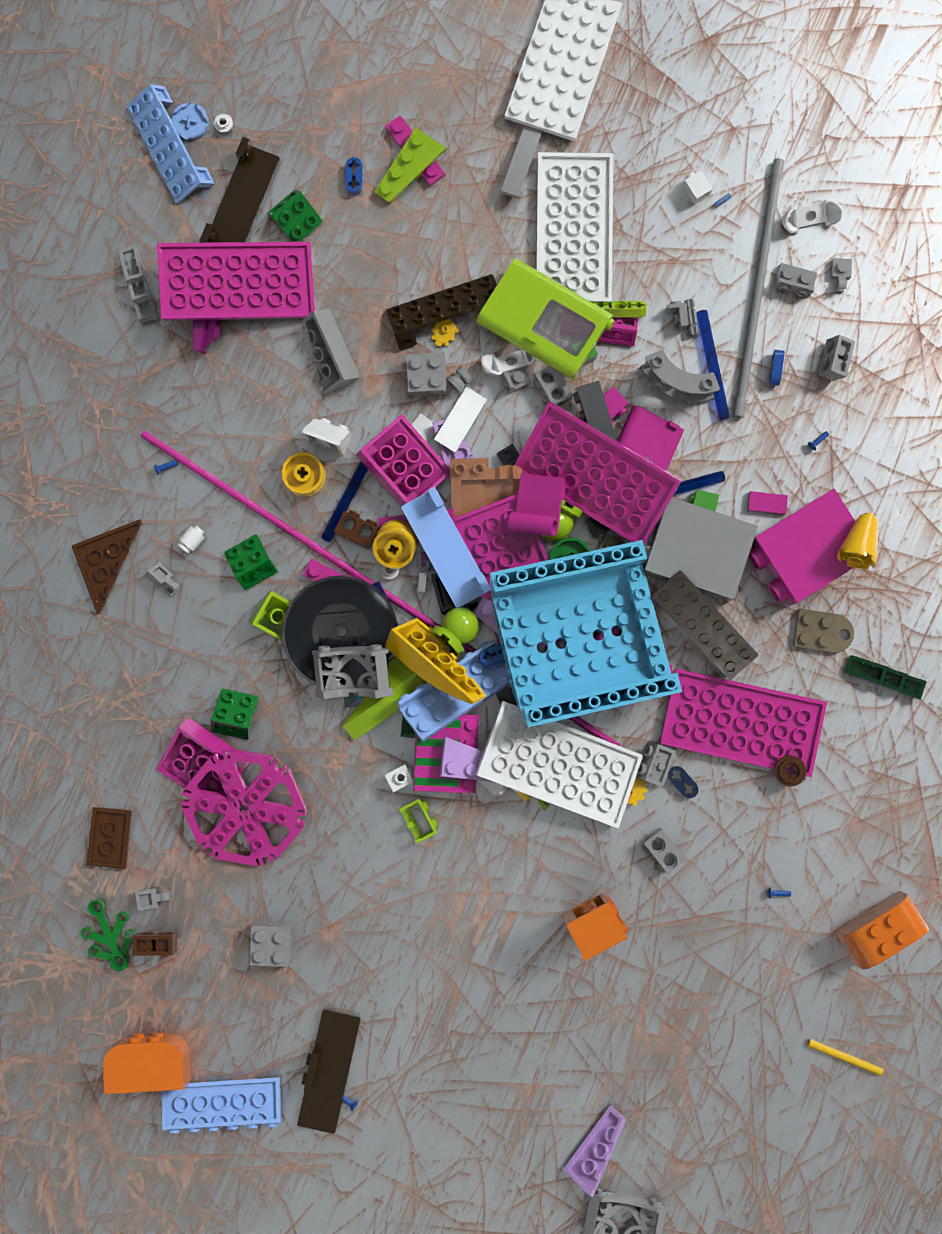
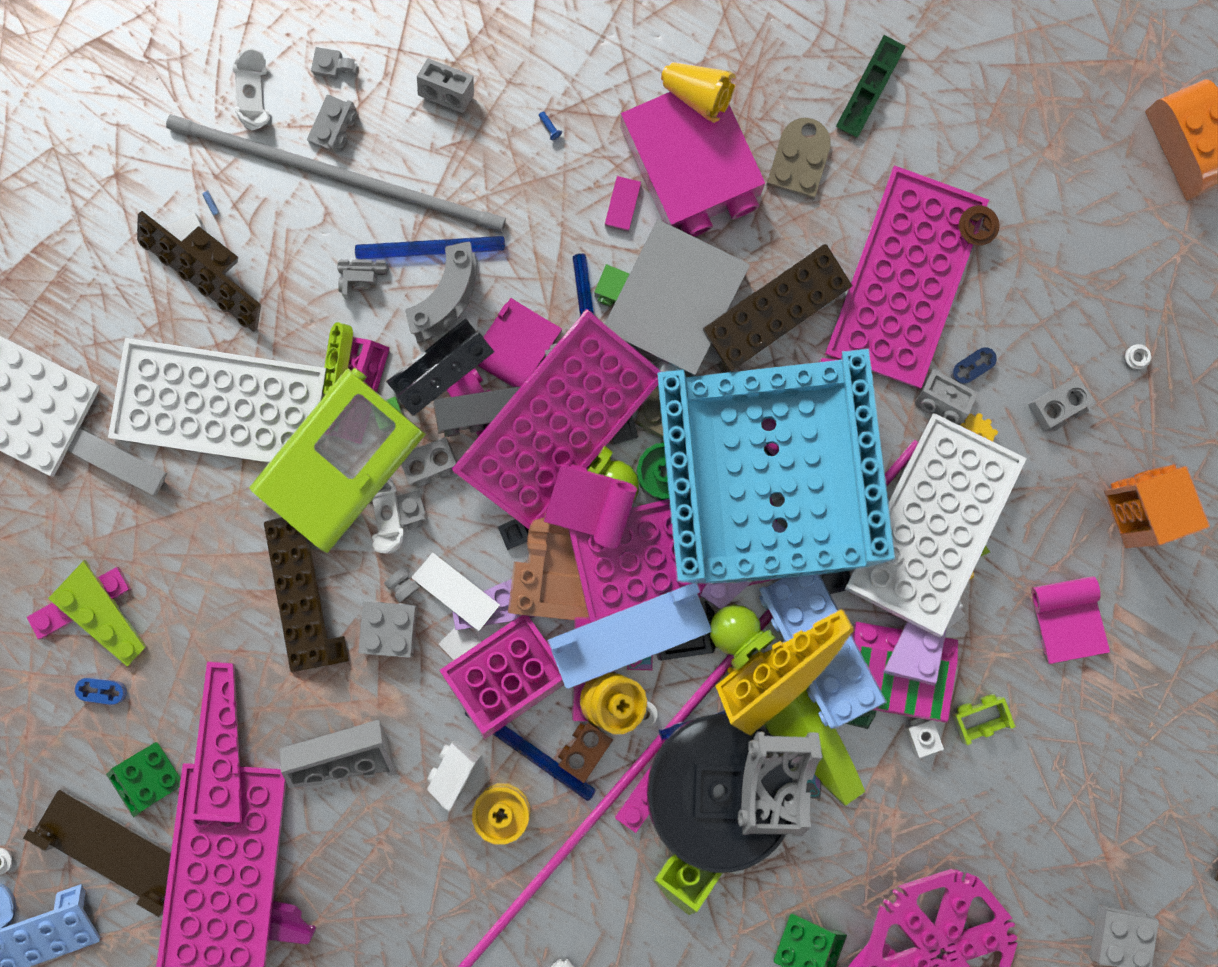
camera: 85 degrees left, 0 degrees up
(250, 562) = (608, 902): green bracket -> none
(315, 265) = (216, 765): none -> dark pink wing
(421, 580) = (665, 673): light grey plate -> none
(444, 332) = (334, 597): yellow piece -> none
(492, 651) = (774, 593): blue beam -> none
(501, 877) = (1070, 619): none -> dark pink door
(624, 382) = (439, 367): none -> black fence
(676, 201) = (204, 264): none -> dark brown bracket
(714, 906) = (1144, 354): none -> white plate
(771, 893) = (1130, 273): blue piece -> none
(776, 367) = (445, 165): blue beam -> none

